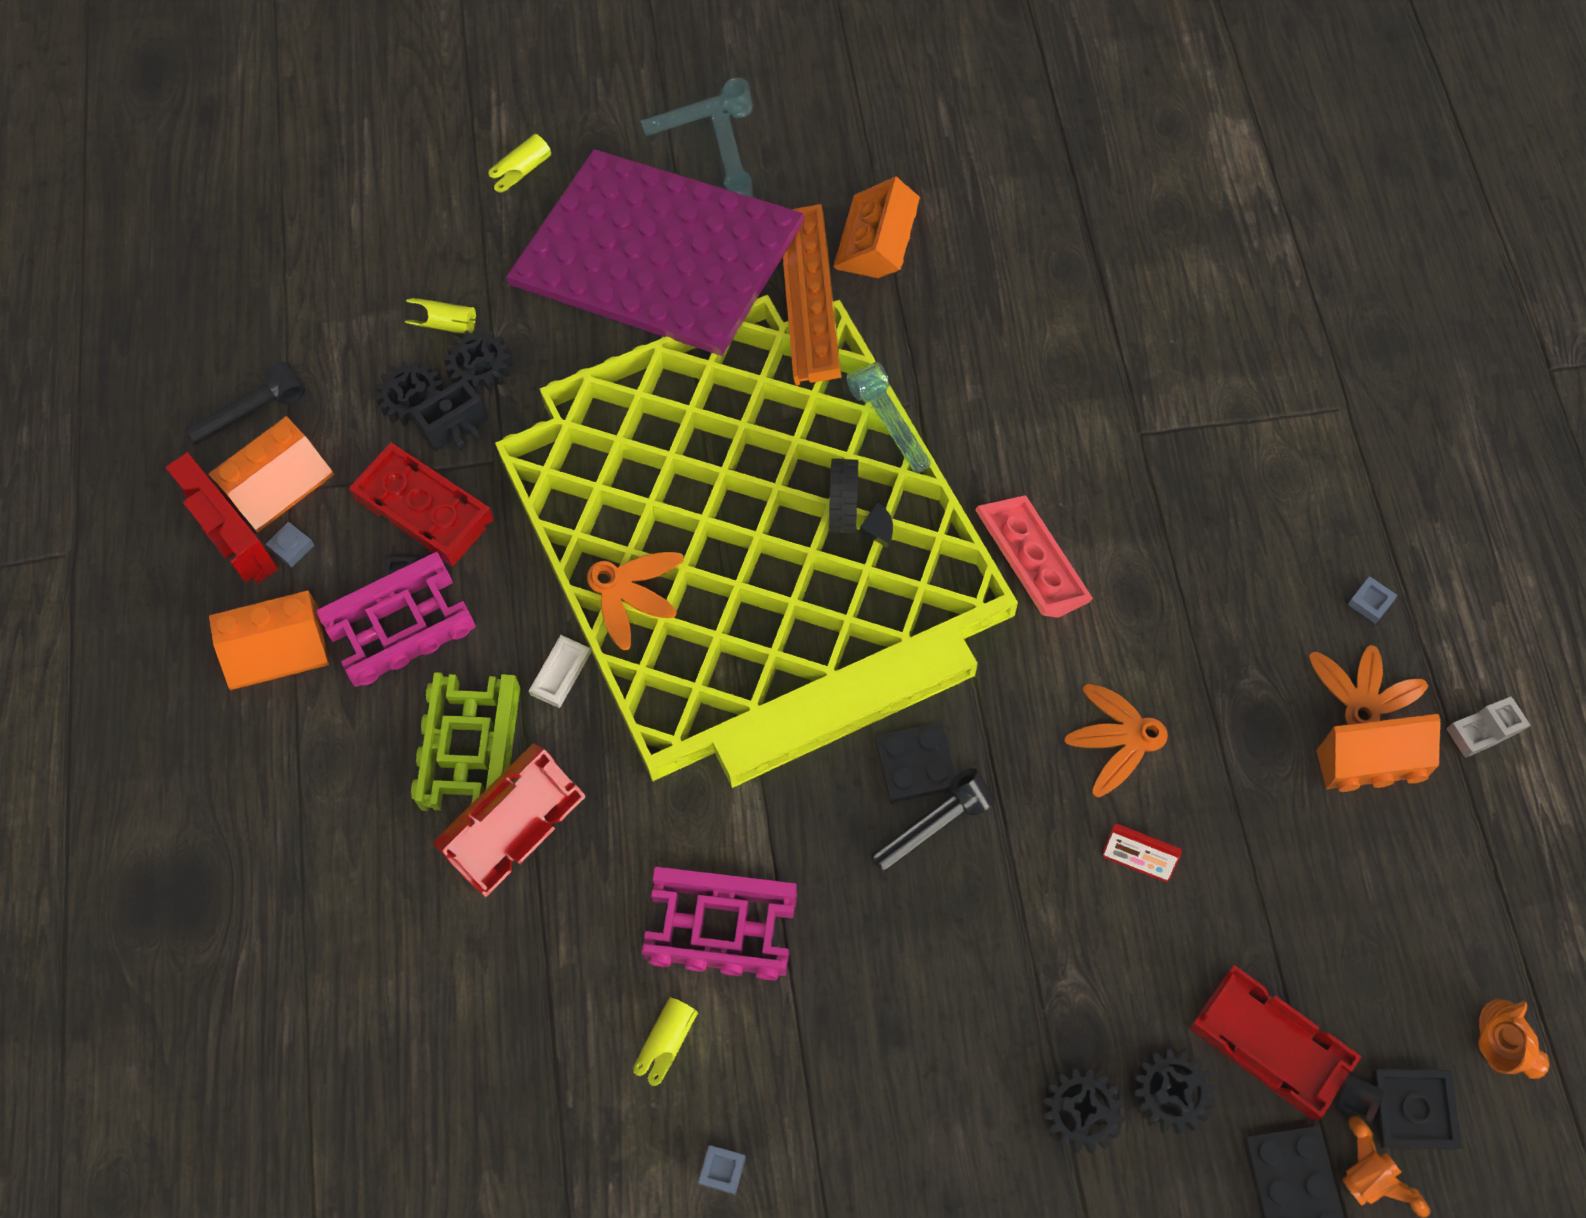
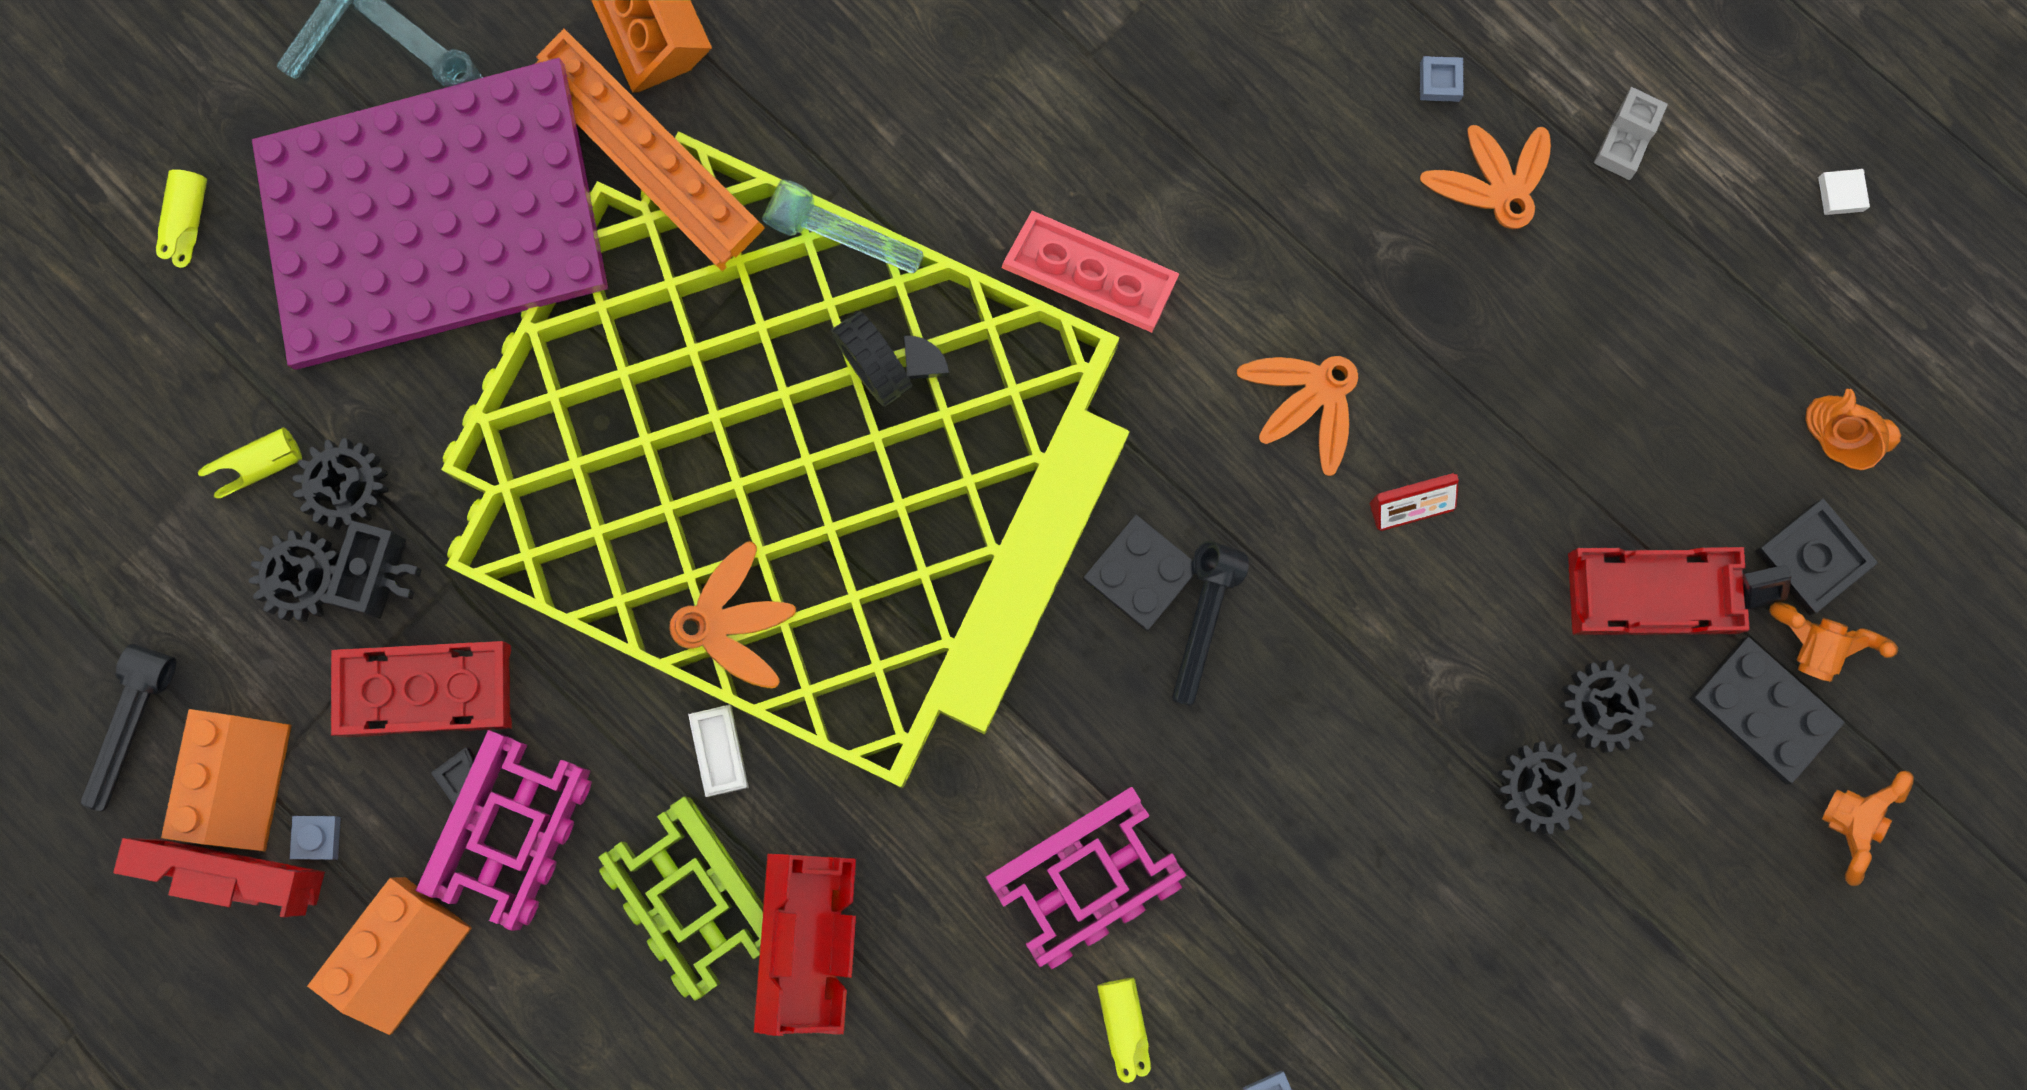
camera: 45 degrees left, 15 degrees up
(1380, 752) = (1562, 239): orange slope -> none

